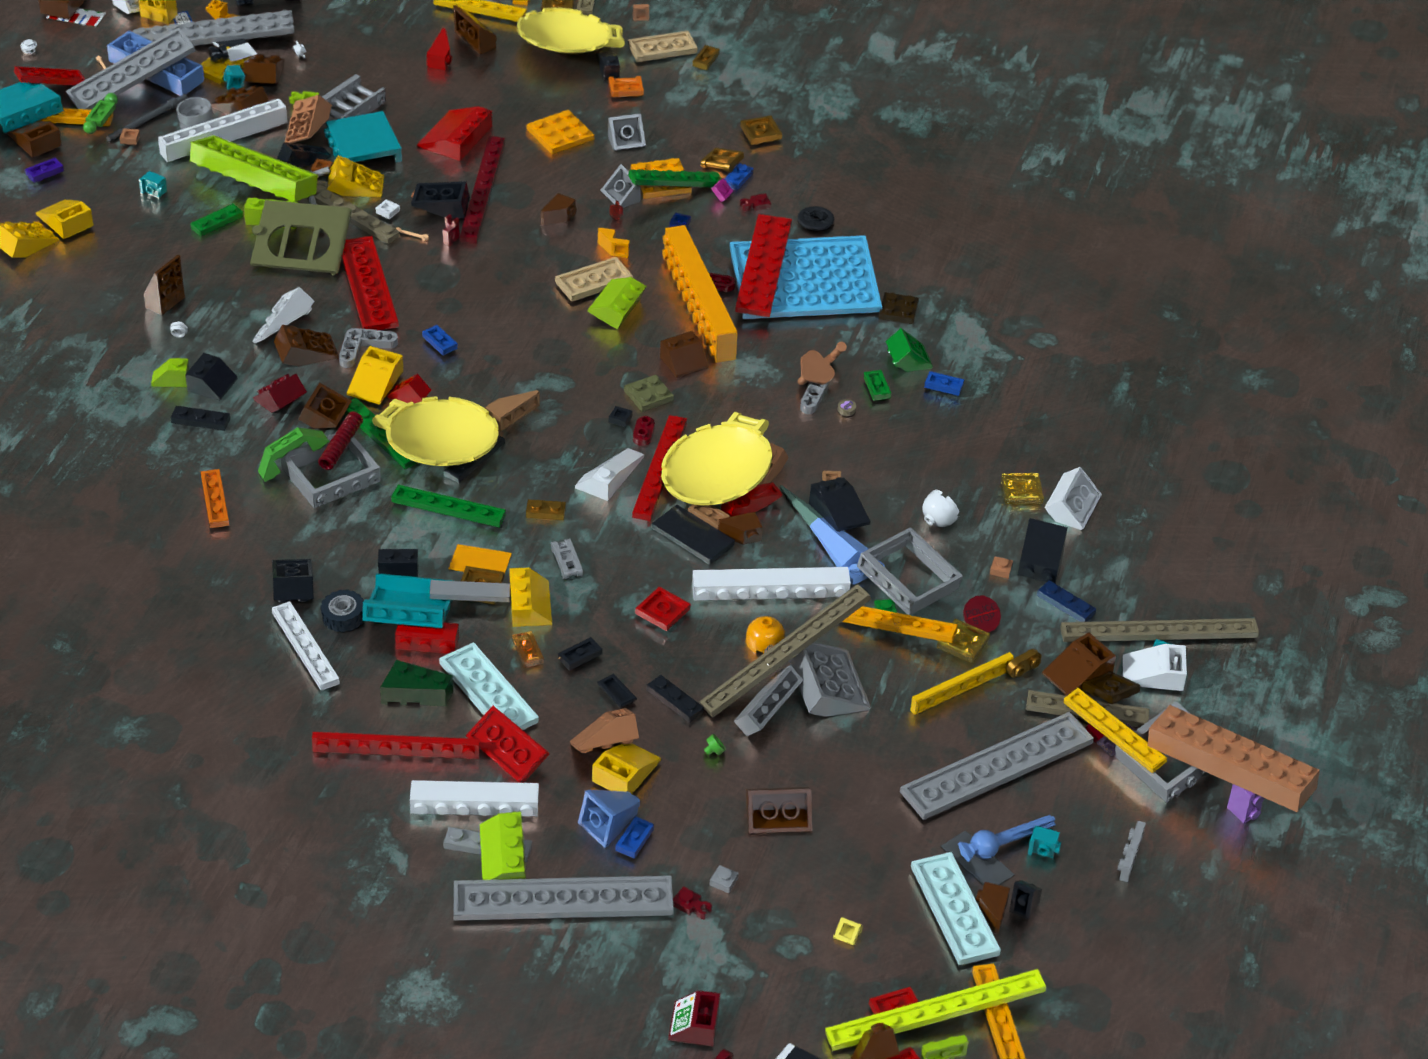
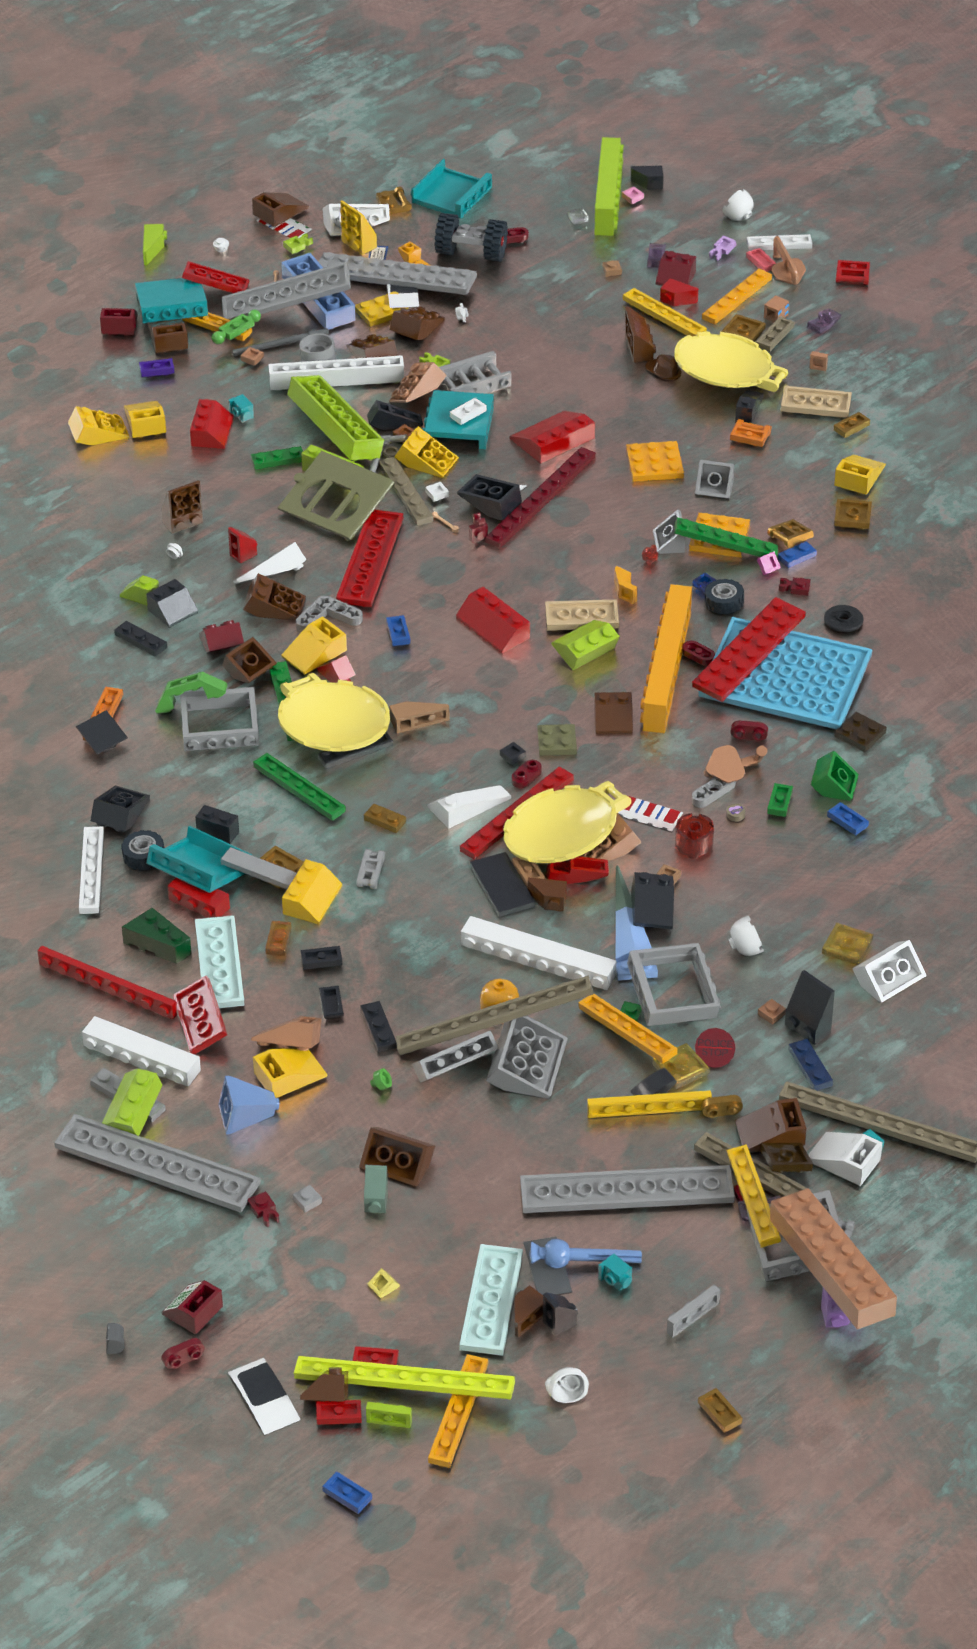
camera: 30 degrees right, 0 degrees up
(103, 28) = (297, 244): none -> lime plate
(133, 207) = (210, 425): none -> red slope
(218, 53) = (379, 296): black wheel -> none
(228, 514) = (102, 732): none -> black piece
(234, 77) = (382, 324): teal brick -> none
(242, 306) = (241, 545): none -> red slope
(340, 440) = (236, 695): dark red piece -> none
(373, 130) = (468, 411): none -> white plate
(439, 53) = (592, 350): red slope -> none
(479, 558) = (296, 843): light orange sticker -> none
(511, 50) = (664, 367): none -> reddish brown piece
(520, 305) = (493, 620): none -> red slope
(558, 210) = (594, 538): reddish brown slope -> none
(634, 837) = (254, 1134): blue plate -> none
(662, 608) = (423, 942): red plate -> none
(705, 228) = (724, 596): none -> black wheel
(742, 96) = (857, 473): none -> yellow slope
(784, 432) = (651, 814): none -> white sticker
(787, 846) = (375, 1189): none -> sand green slope
(809, 334) = (749, 730): none -> dark red plate
(831, 437) = (694, 835): none -> clear red brick
(955, 664) = (656, 1083): none -> black slope
(1078, 959) = (567, 1385): none -> white hair
(1217, 930) = (720, 1410): none -> pearl gold plate

